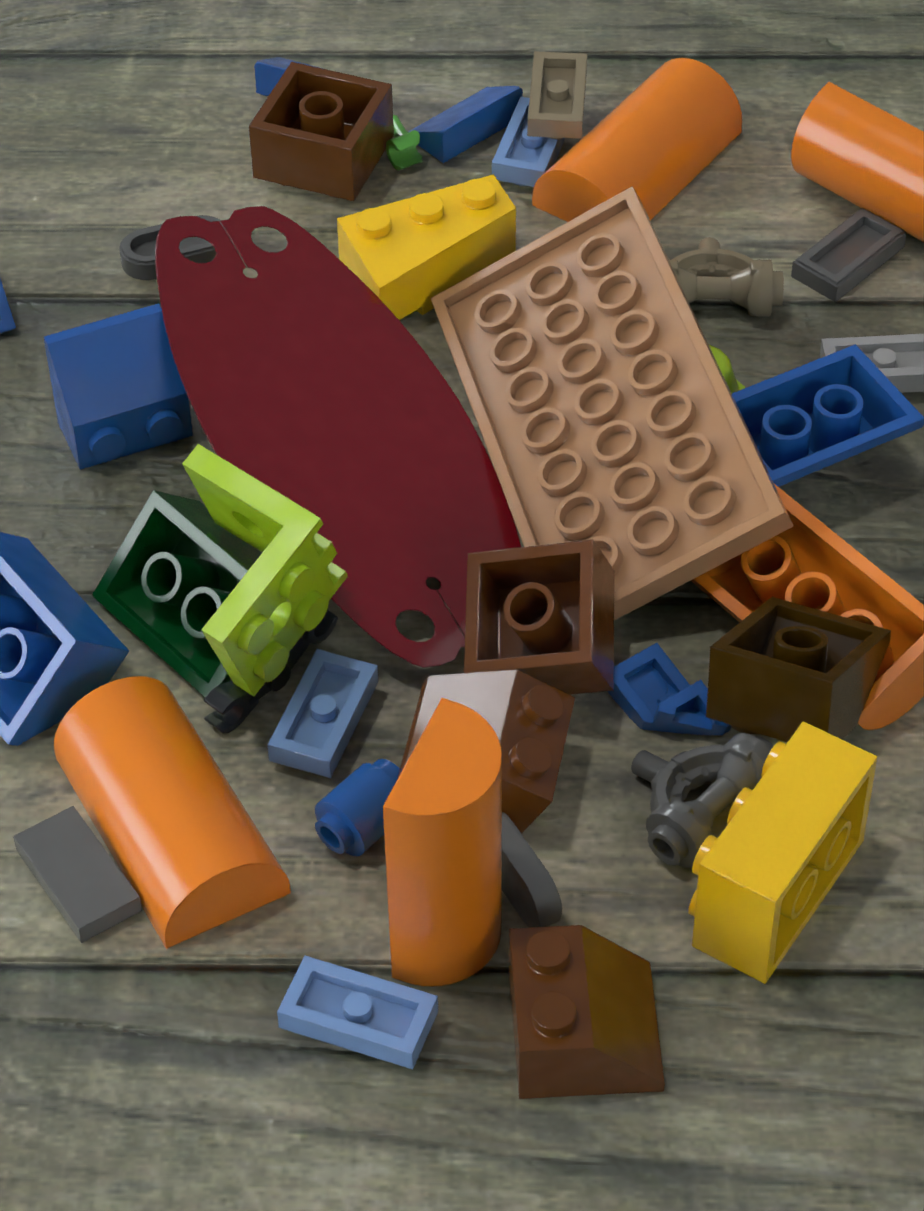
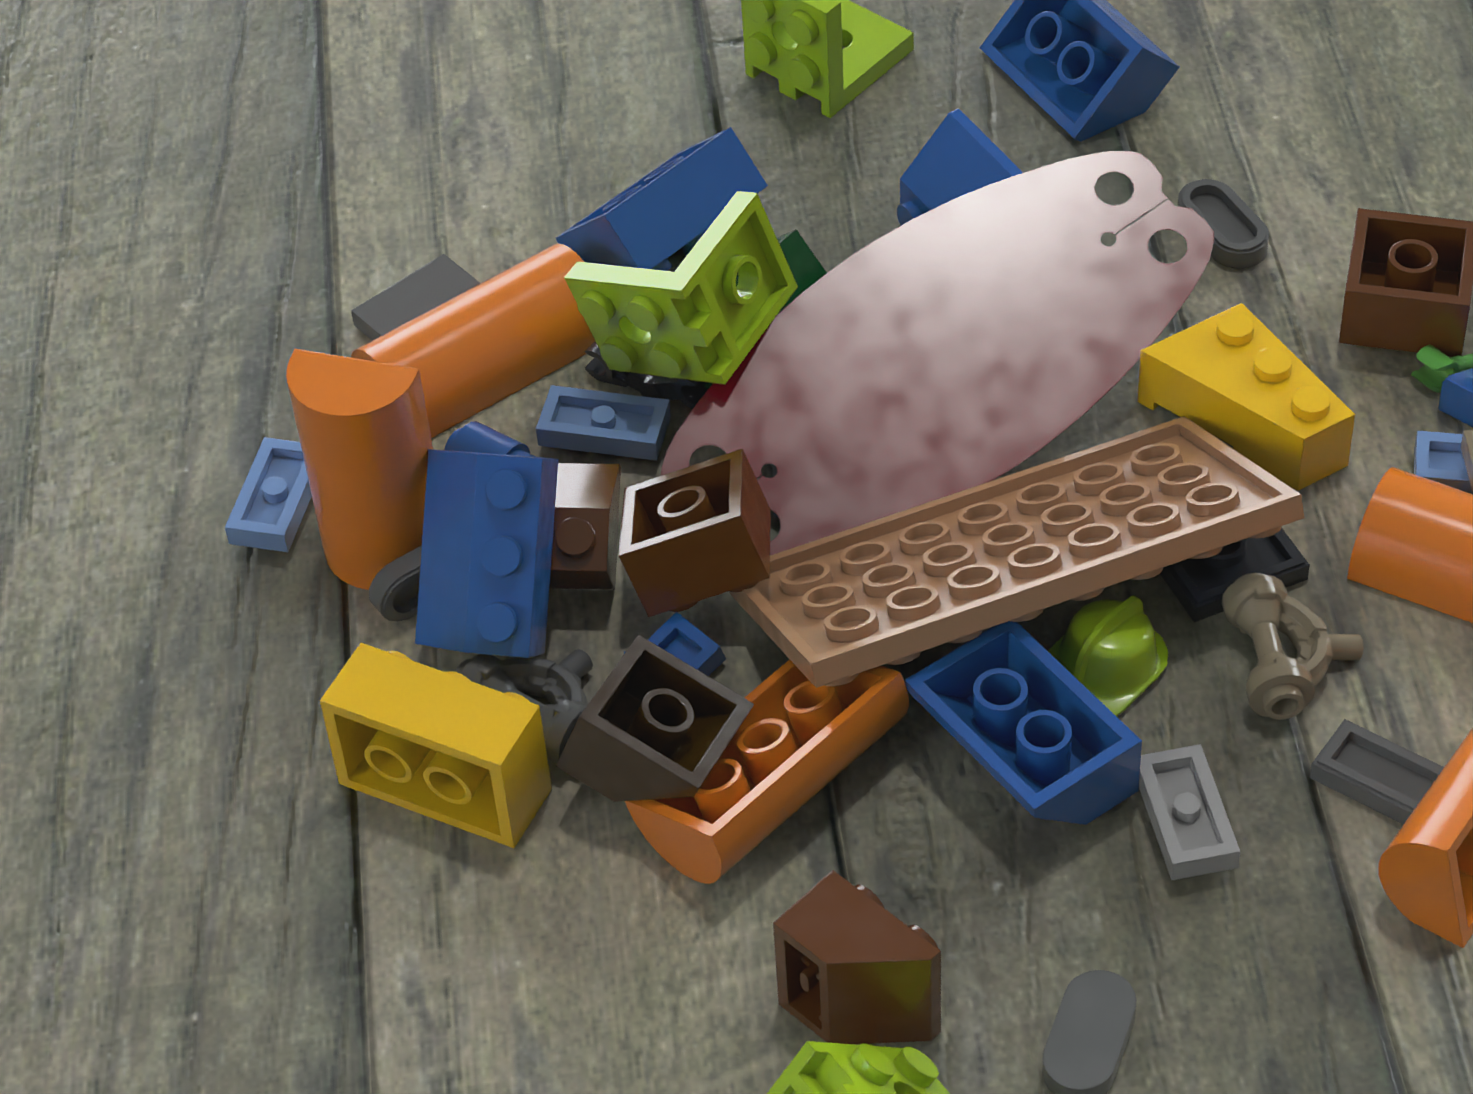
camera: 85 degrees right, 0 degrees up
(577, 766) = (486, 553): none -> blue slope
(581, 1015) = (271, 634): reddish brown slope -> none

